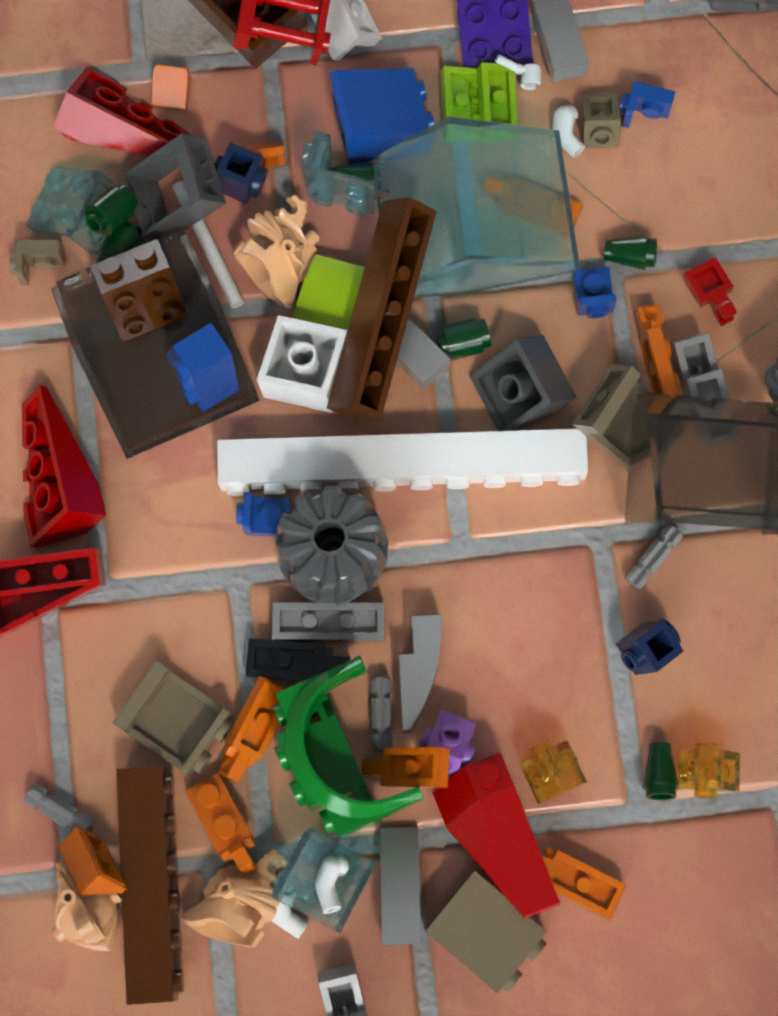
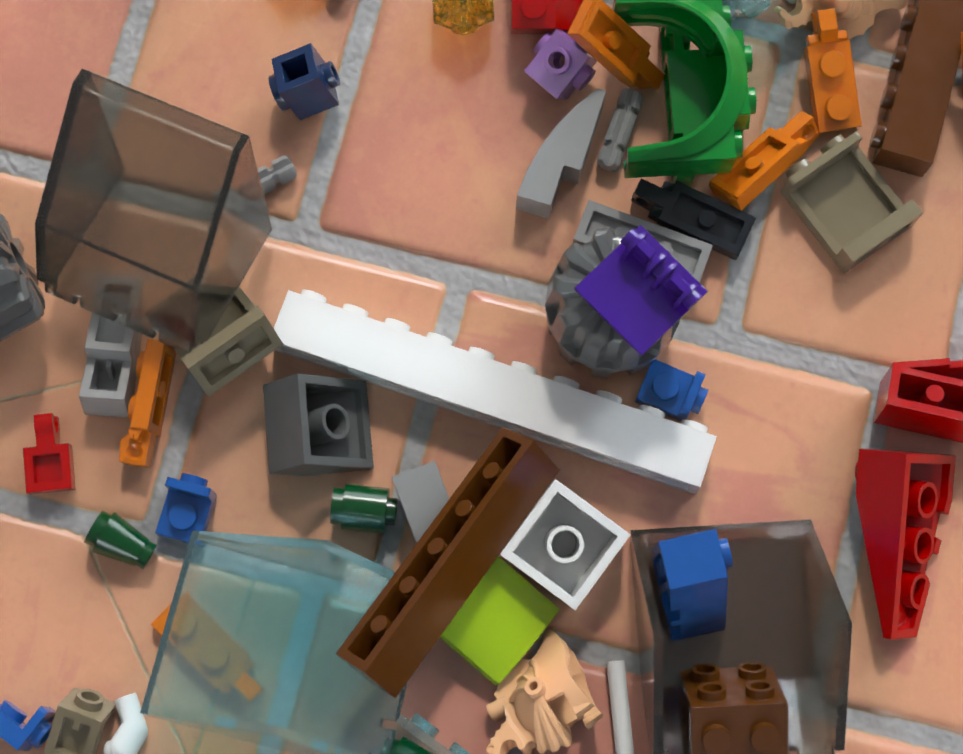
camera: 165 degrees left, 0 degrees up
(310, 536) = (640, 290): none -> dark purple hinge

